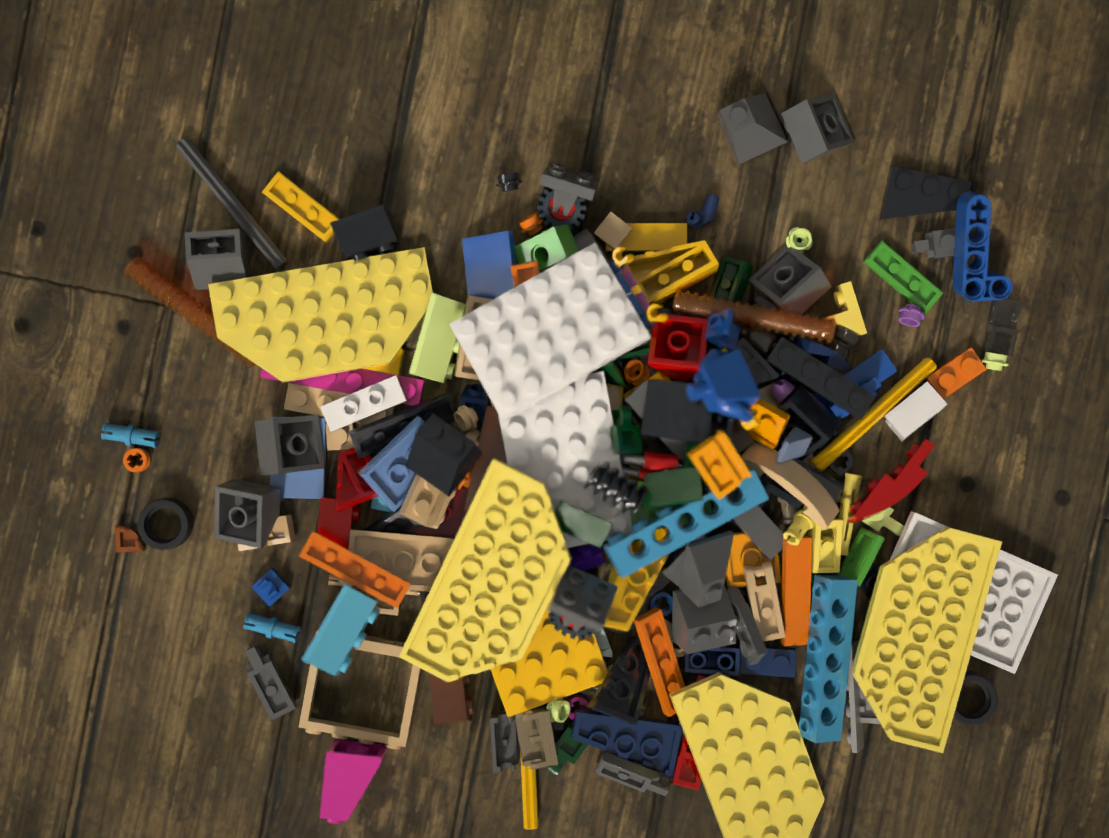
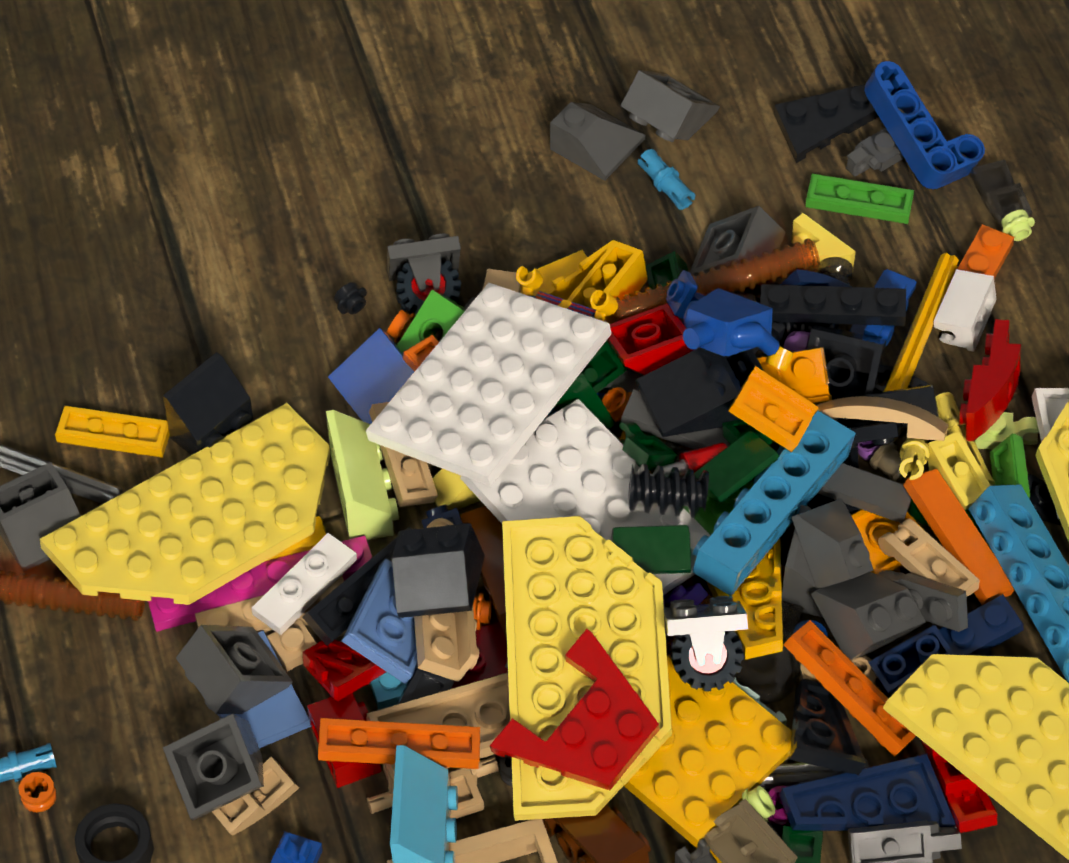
camera: 25 degrees left, 35 degrees down
(474, 640) = (598, 734): none -> red wing
(704, 216) = (599, 234): dark blue arm -> none
(779, 191) = (666, 179): none -> dark azure pin
(794, 445) = (850, 377): sand blue slope -> none
(804, 234) = (718, 209): yellowish green plate -> none
(911, 315) = (896, 231): medium lavender plate -> none

